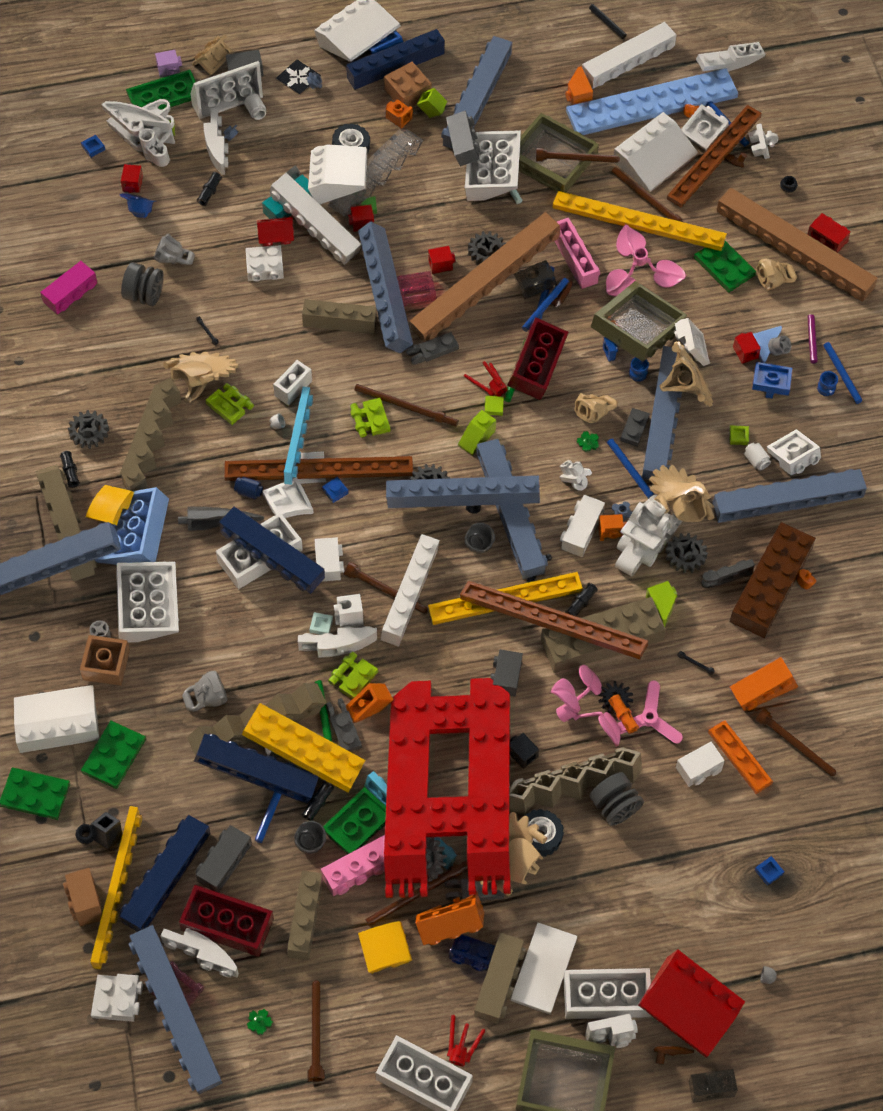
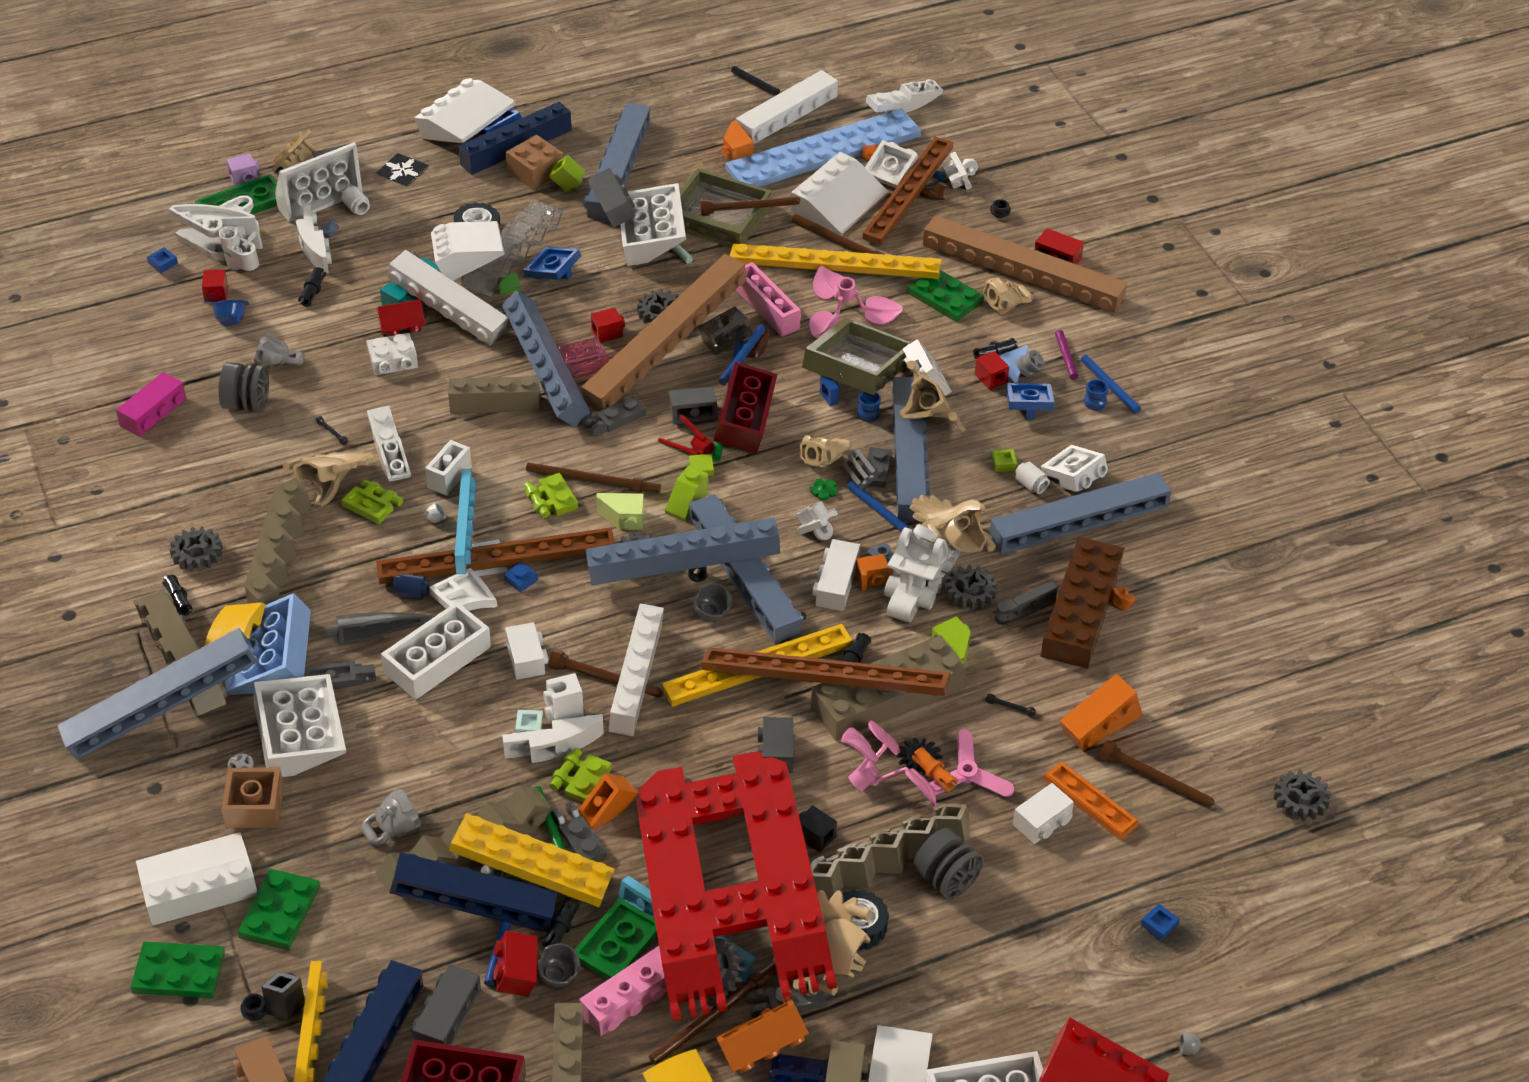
camera: 10 degrees left, 15 degrees down
(185, 559) = (345, 673): none -> dark grey hinge
(249, 352) = (388, 444): none -> white slope
(272, 550) = (454, 640): dark blue brick -> none
(279, 830) = (516, 963): none -> red brick
(314, 80) = (422, 168): sand blue plate -> none
(360, 216) = (500, 291): red brick -> none
(399, 113) = (529, 188): orange brick -> none
(406, 192) = (552, 263): none -> blue hinge
(424, 440) = (622, 509): none -> yellowish green slope
(496, 348) = (694, 404): none -> dark grey brick
(615, 419) = (853, 461): none -> dark grey tile
(754, 326) = (999, 347): none -> black pin

